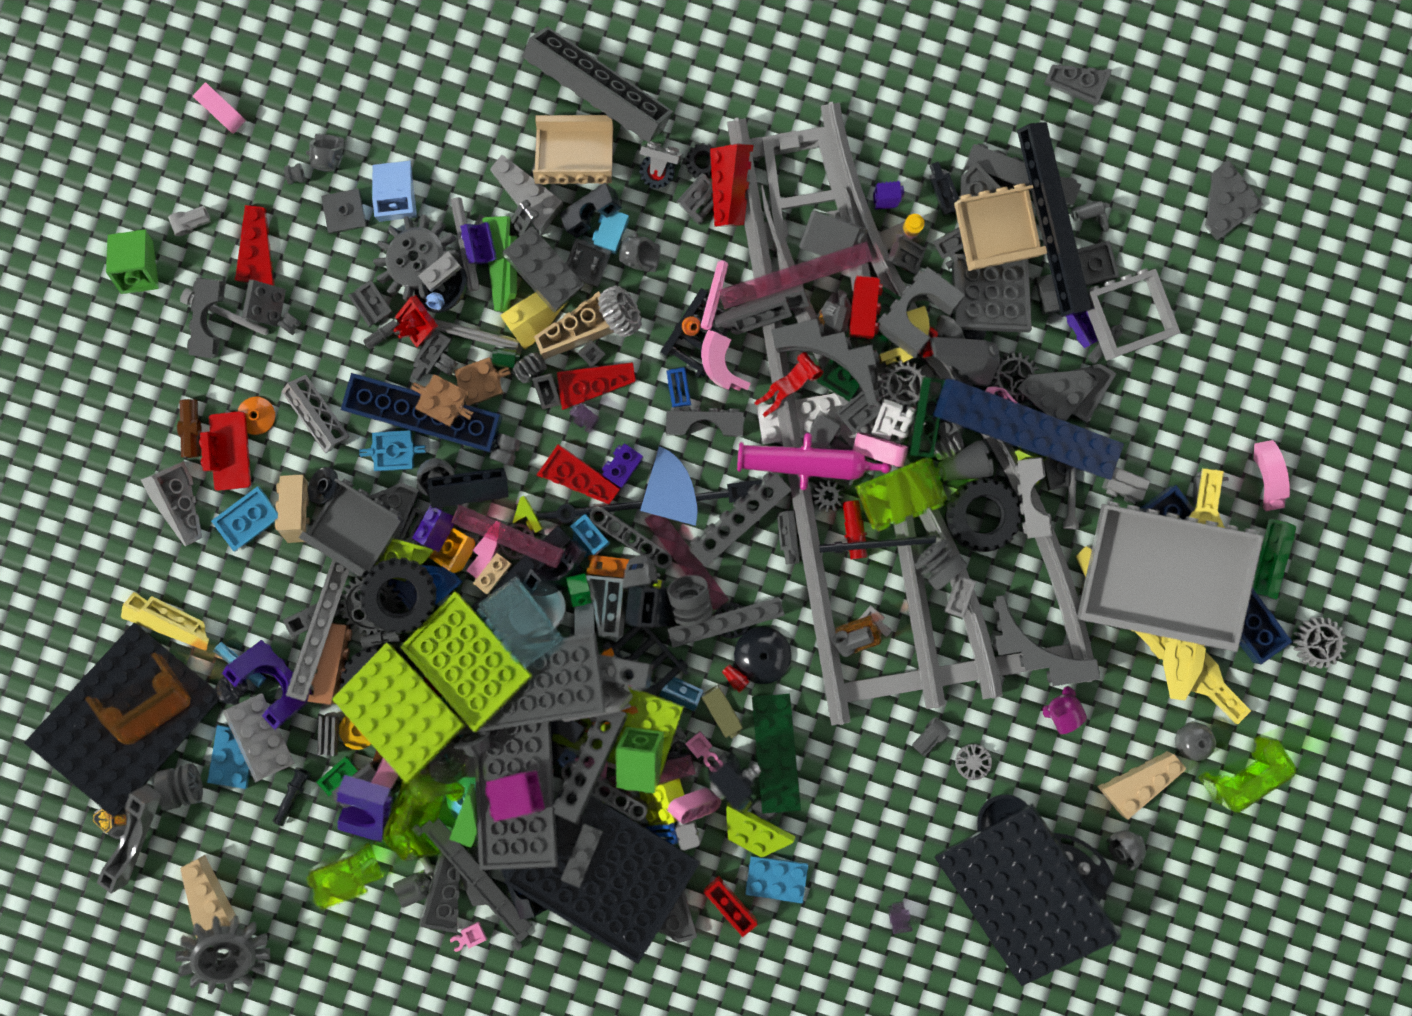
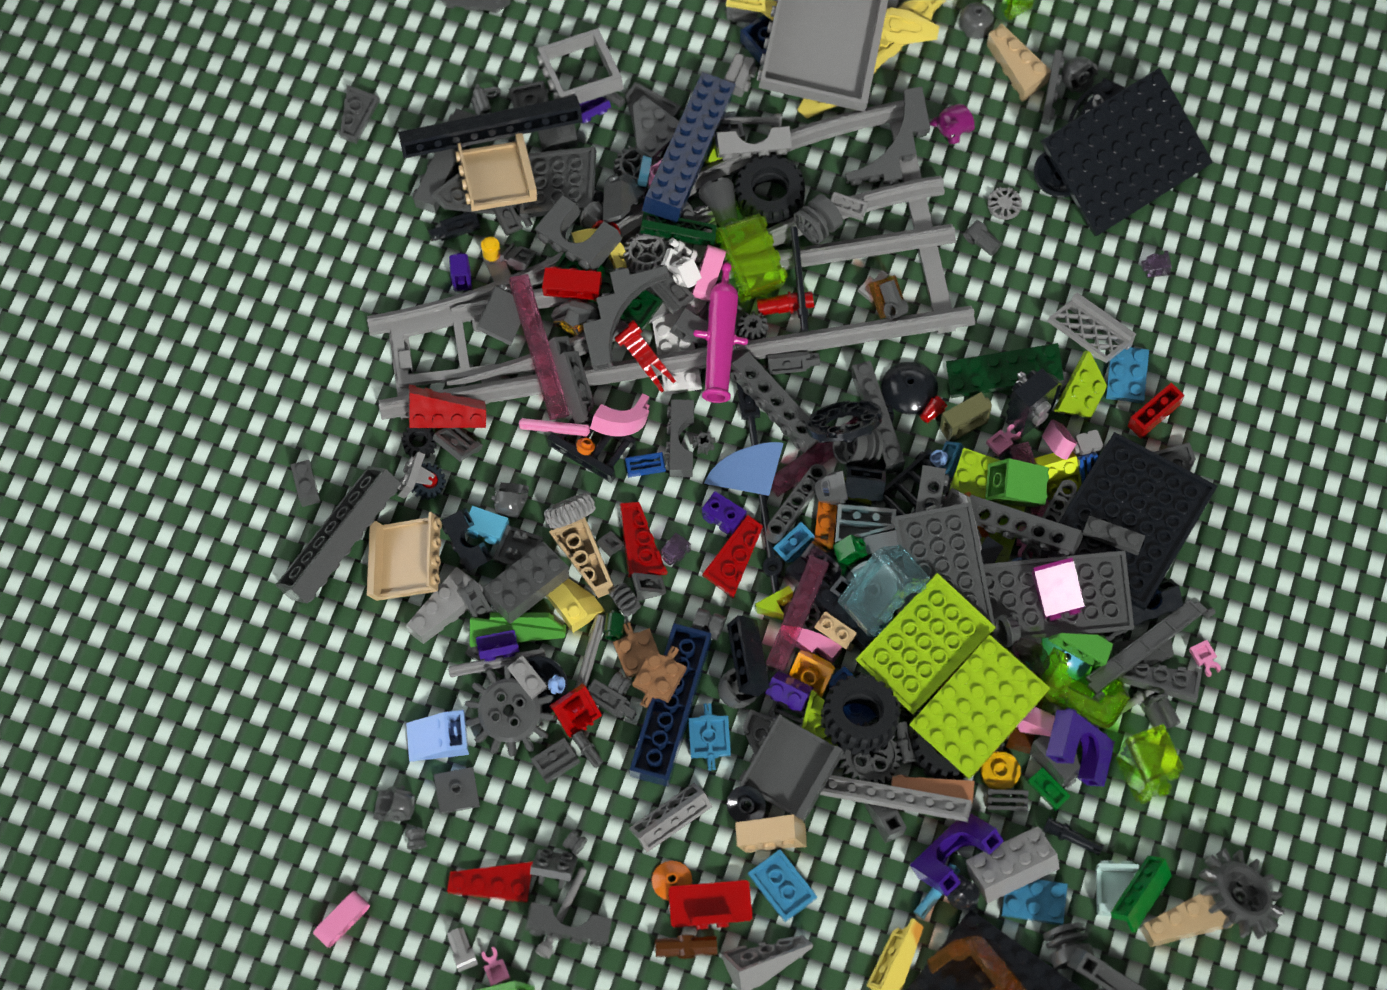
camera: 85 degrees left, 20 degrees down
(169, 252) = (496, 970): none -> bright pink plate
(230, 859) = (1142, 892): none -> green panel
(238, 835) = (1111, 883): none -> light aqua panel
(656, 50) = (305, 483): none -> dark grey brick
(683, 679) = (939, 458): none -> light blue plate
(697, 440) = (703, 438): none -> dark grey gear
(728, 578) = (868, 411): none -> black plate
(821, 868) = (1097, 320): none -> light grey fence
(875, 424) = (685, 272): none -> white brick
(1001, 382) = (644, 171): none -> medium azure beam
(1099, 819) = (1055, 79): none -> dark grey wing

